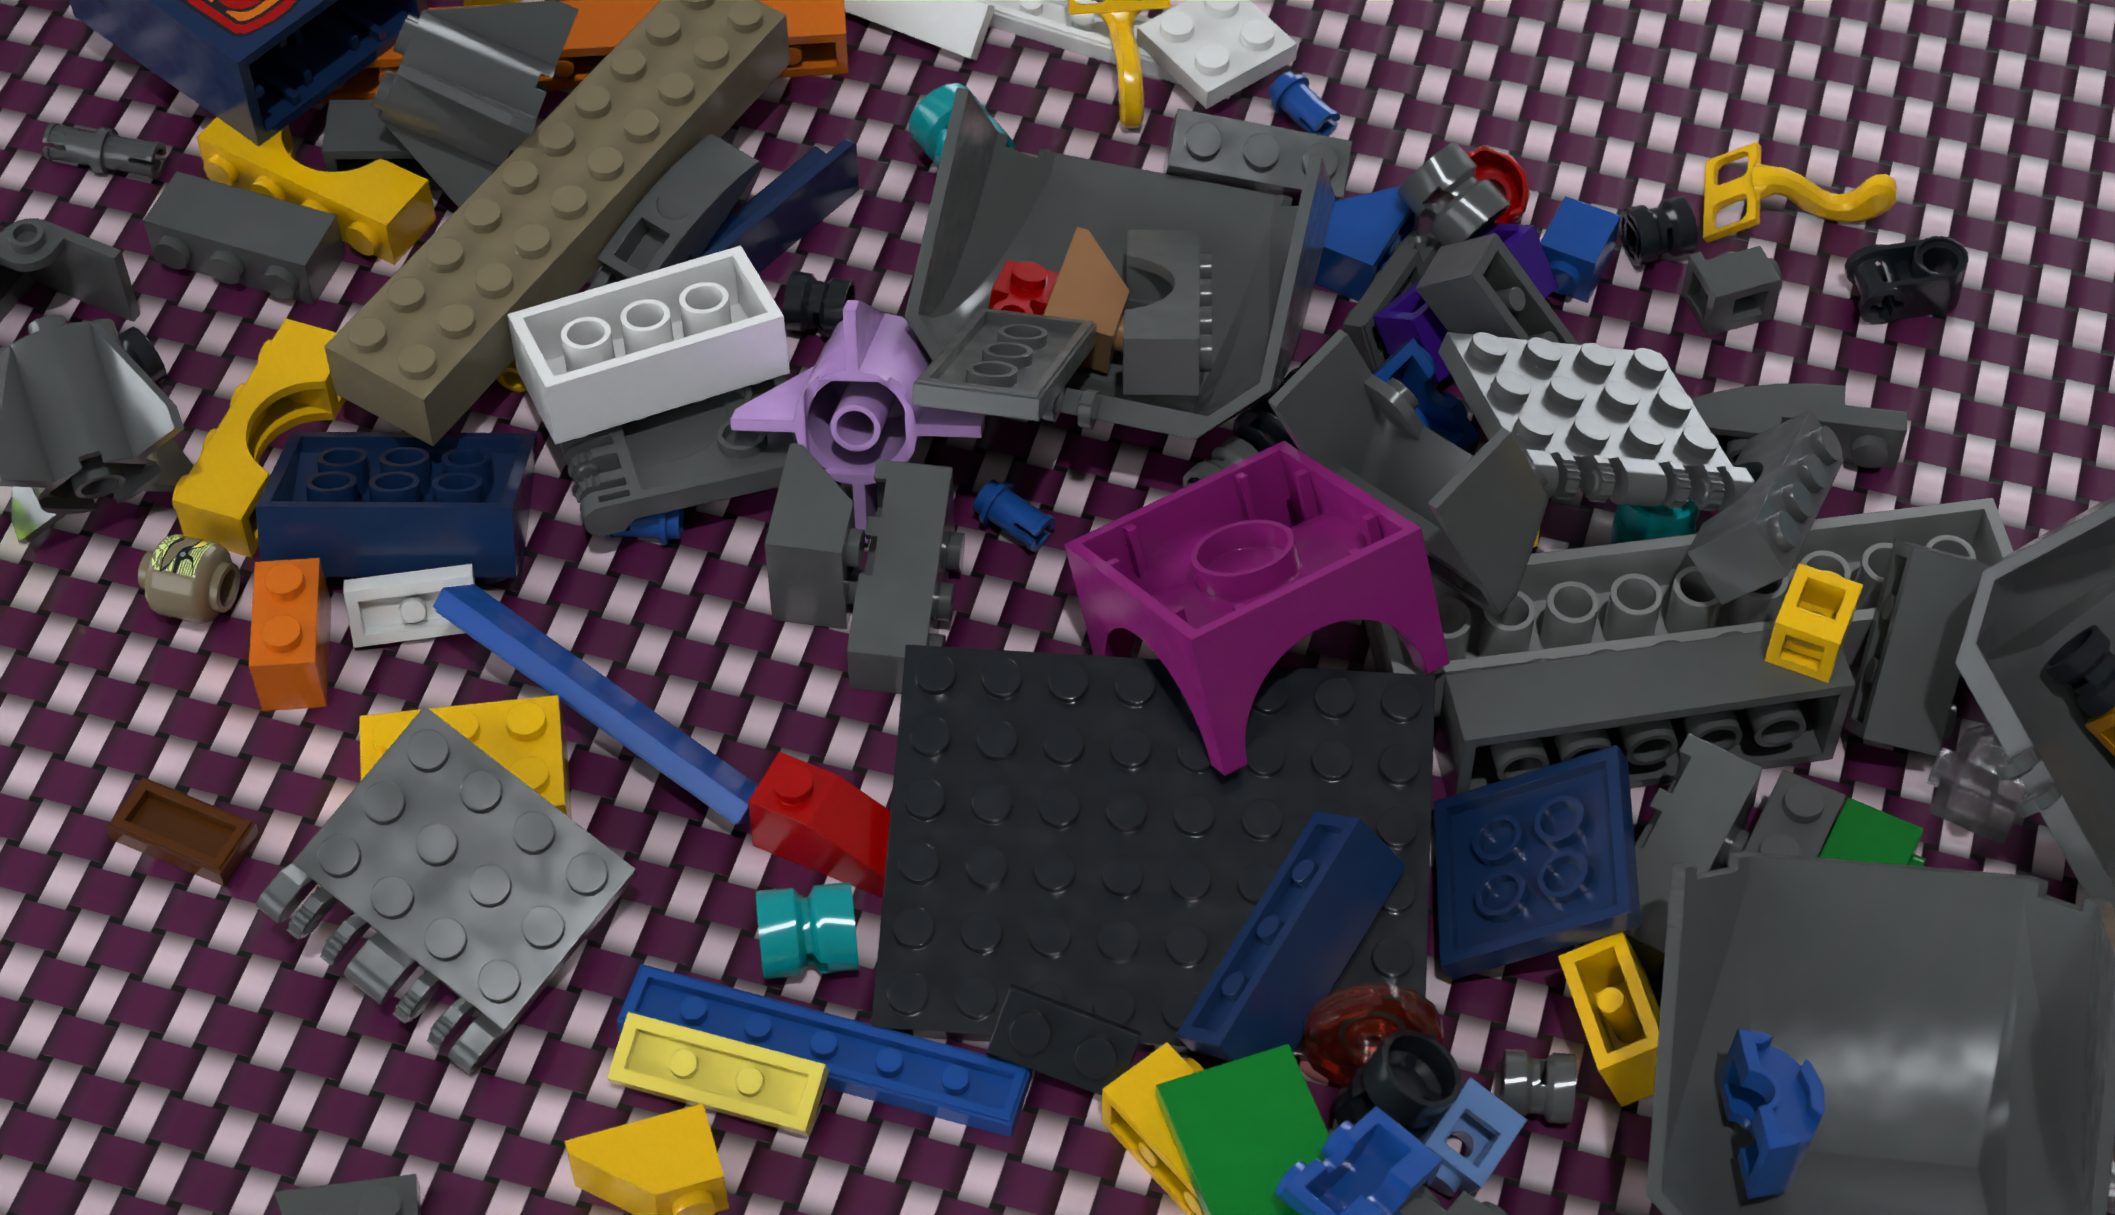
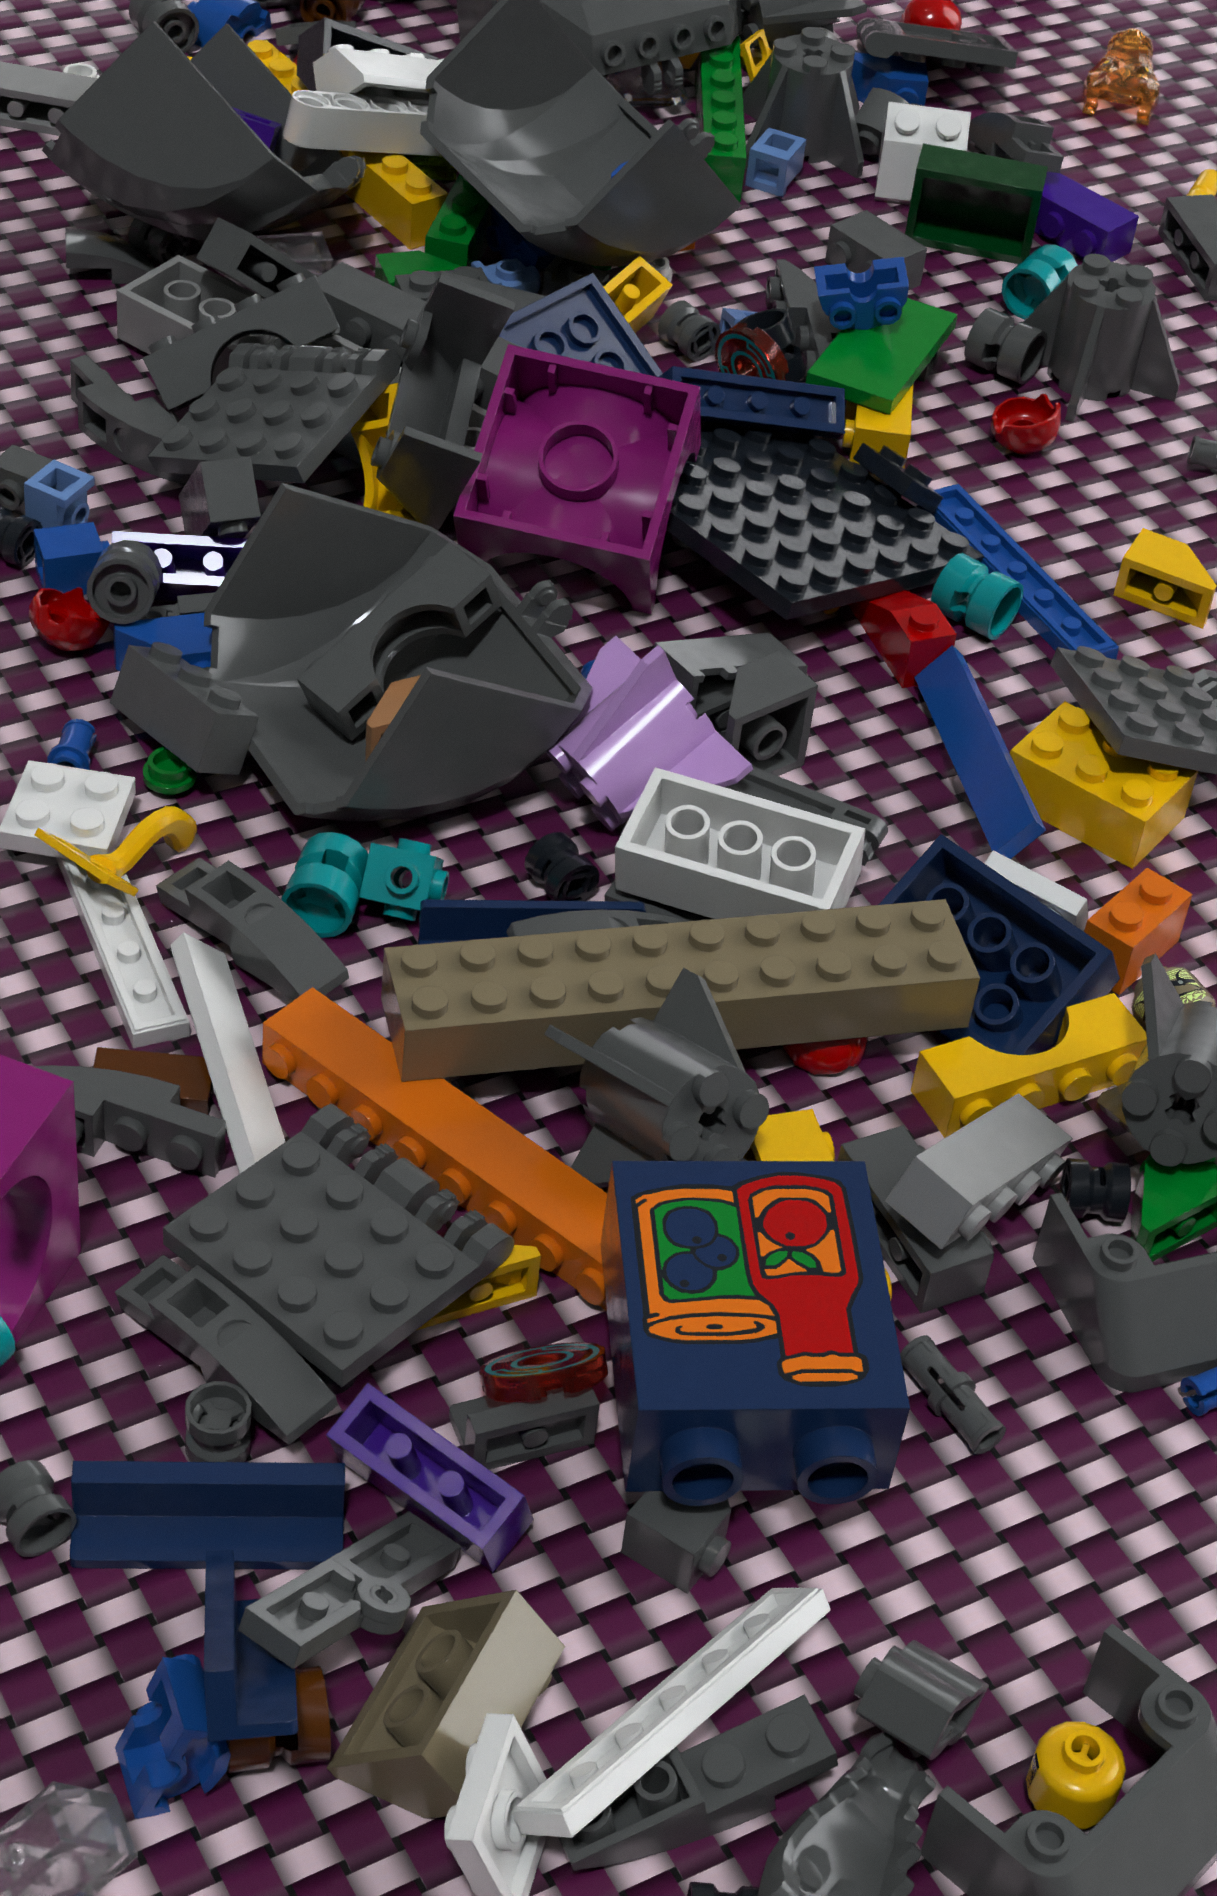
camera: 140 degrees left, 10 degrees down
(199, 253) = (980, 1172): none -> light grey brick
(718, 1073) = (1090, 589): light yellow plate -> none
(904, 182) = (386, 870): none -> teal brick
(963, 51) = (256, 925): none -> dark grey slope
(1005, 364) = (570, 630): dark grey tile -> none
(1661, 270) = (58, 495): none -> medium blue brick
(1813, 622) = (336, 260): yellow brick -> none

